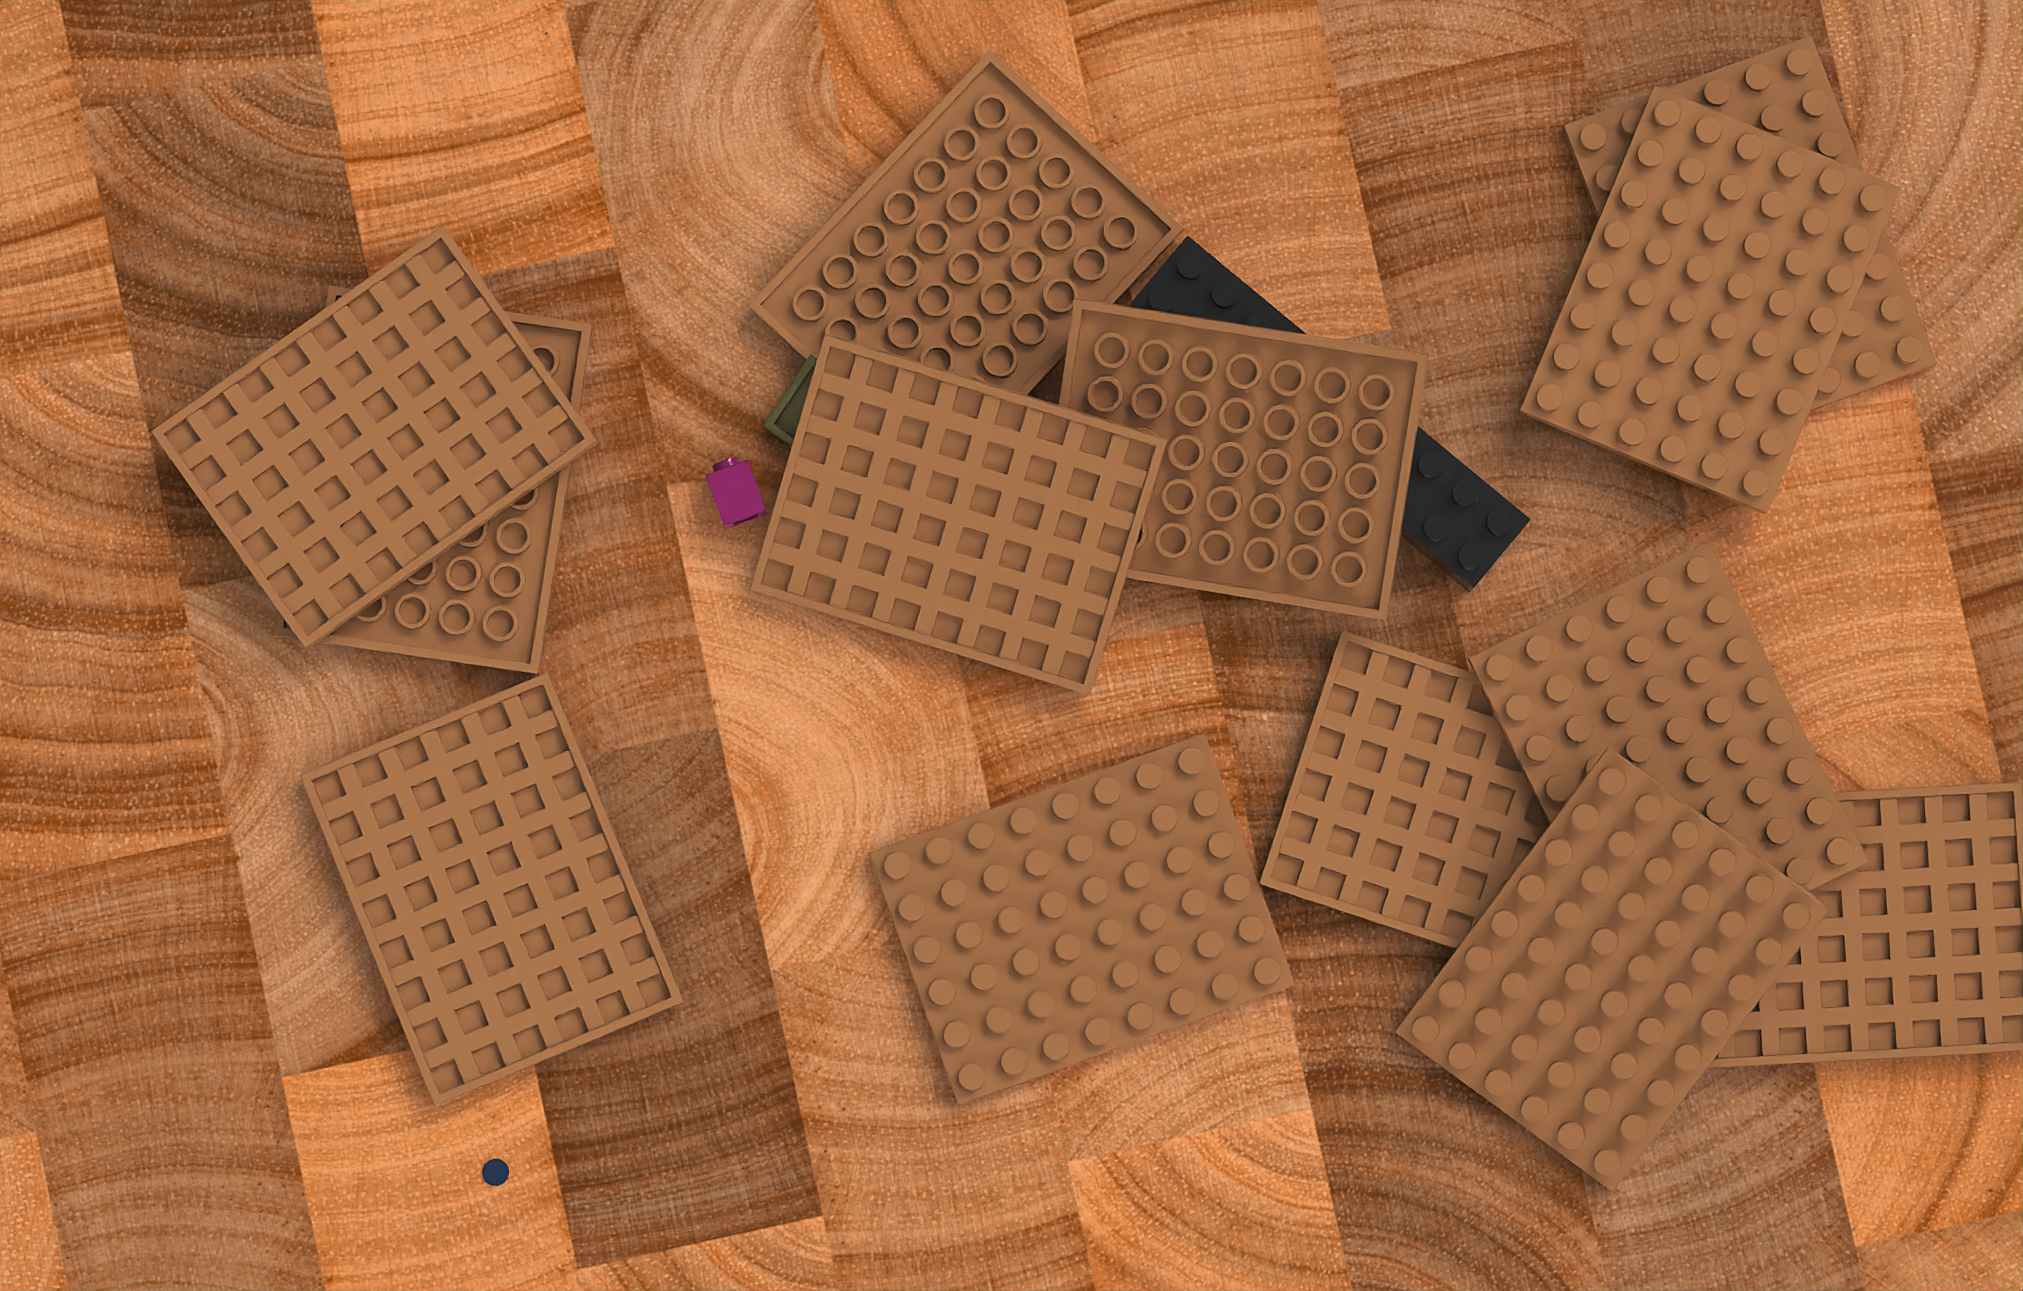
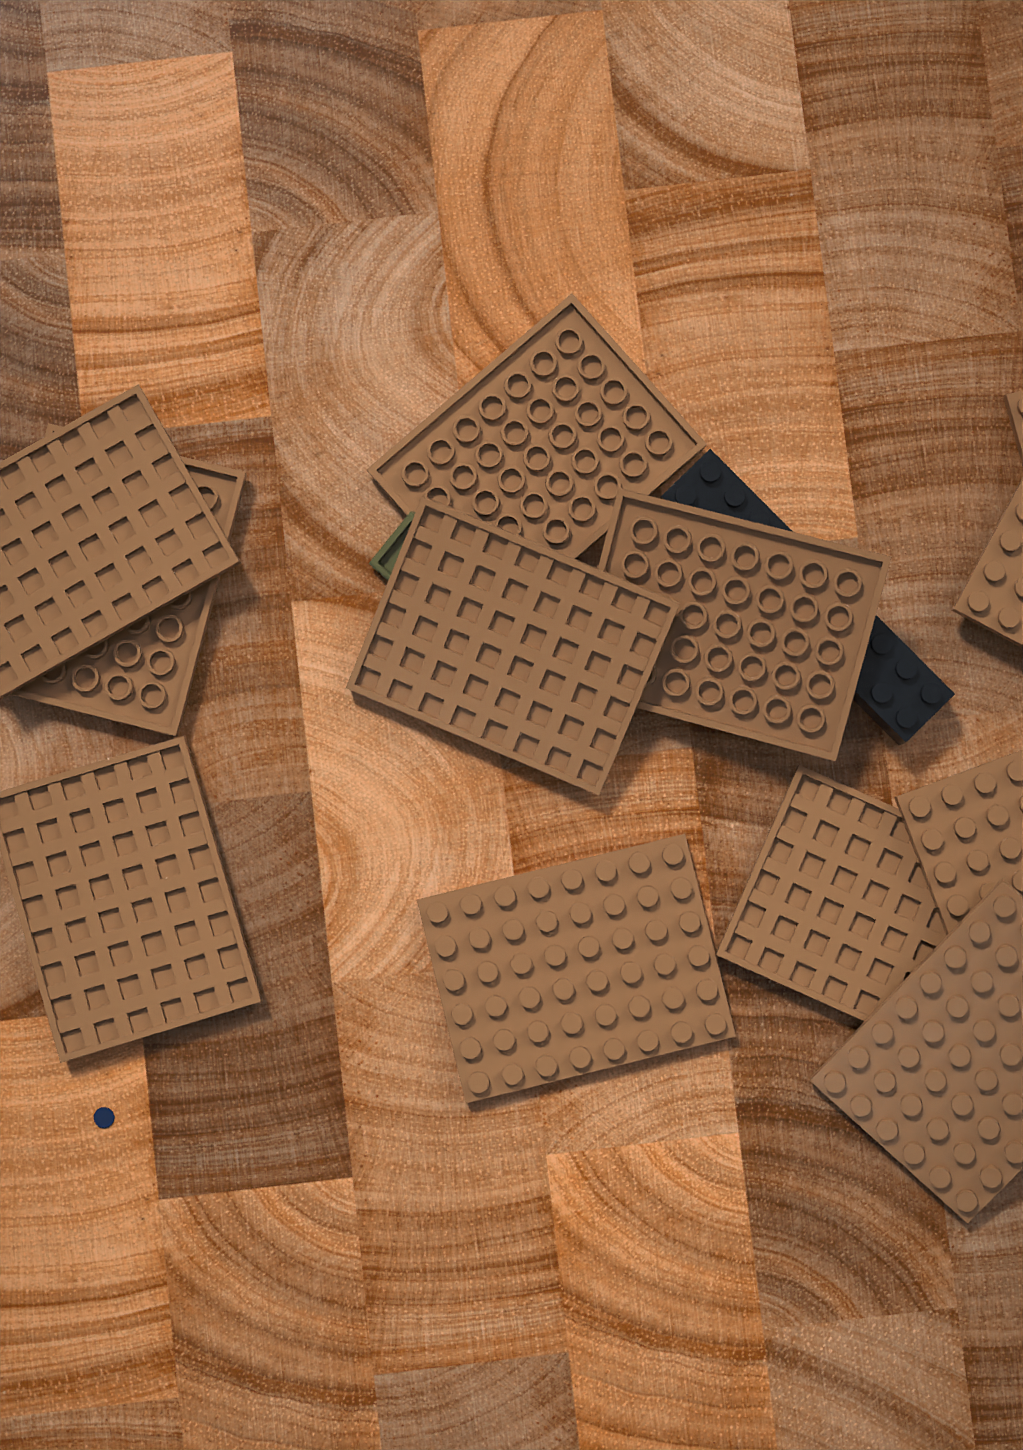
camera: 10 degrees right, 0 degrees up
(735, 492) = (342, 612): magenta brick -> none

